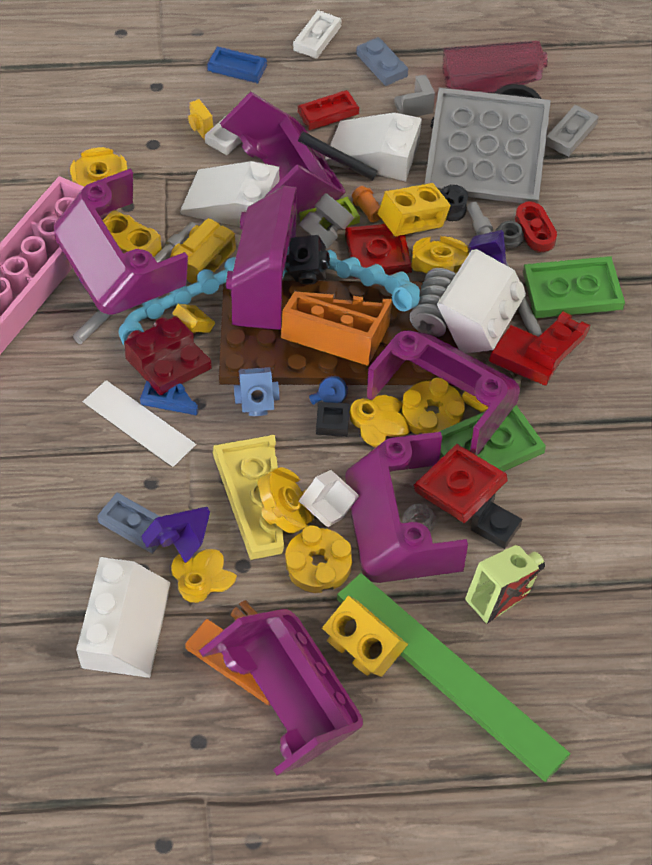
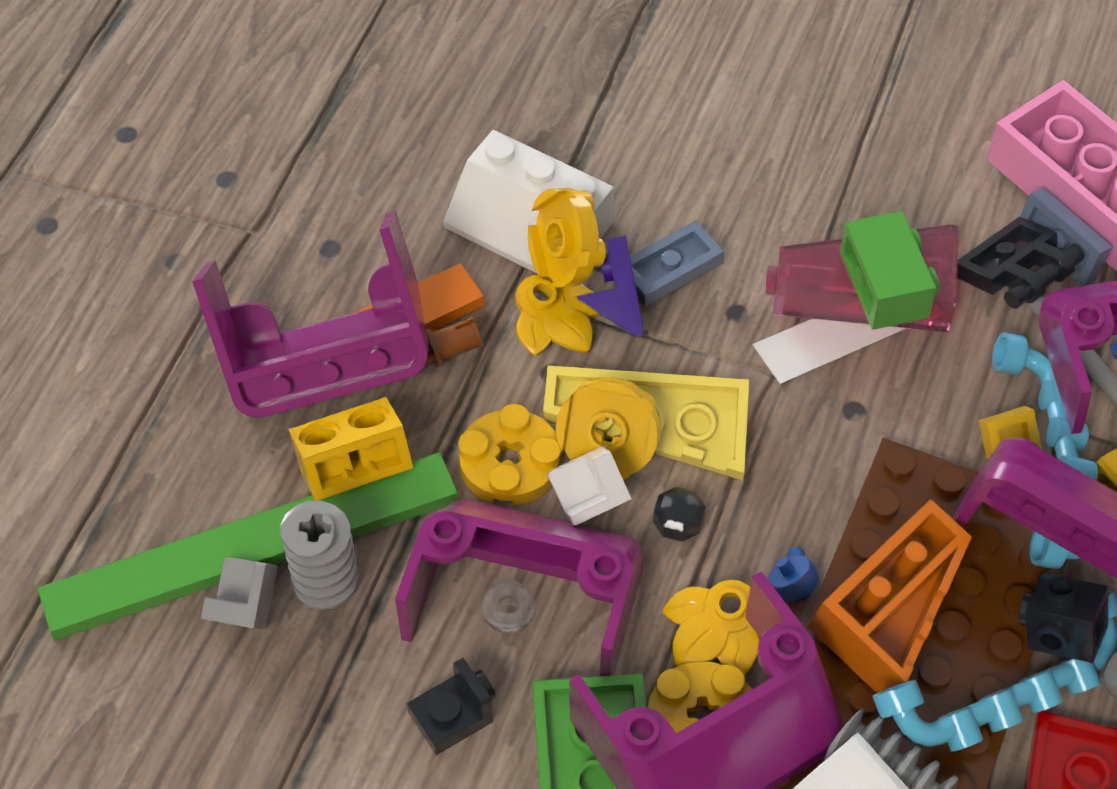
camera: 115 degrees right, 0 degrees up
(32, 327) = (1050, 213): none -> sand blue plate
(60, 351) = (1008, 257): none -> black plate
(105, 407) = (817, 286): none -> clear pink slope
(117, 382) = (888, 269): none -> bright green brick
(150, 552) = (566, 237): none -> yellow plate
(166, 354) = (948, 381): dark red plate -> none
(174, 400) = (881, 372): blue tile -> none
(254, 380) = (828, 463): medium blue brick -> none
(315, 459) = (679, 514): none -> black tile
(332, 419) = (738, 555): black plate -> none
(451, 611) = (320, 554): none -> light grey piece
(460, 483) = (521, 662): red tile -> none
(492, 651) = (242, 594): none -> light grey panel
(503, 581) = (334, 644): yellowish green torso -> none

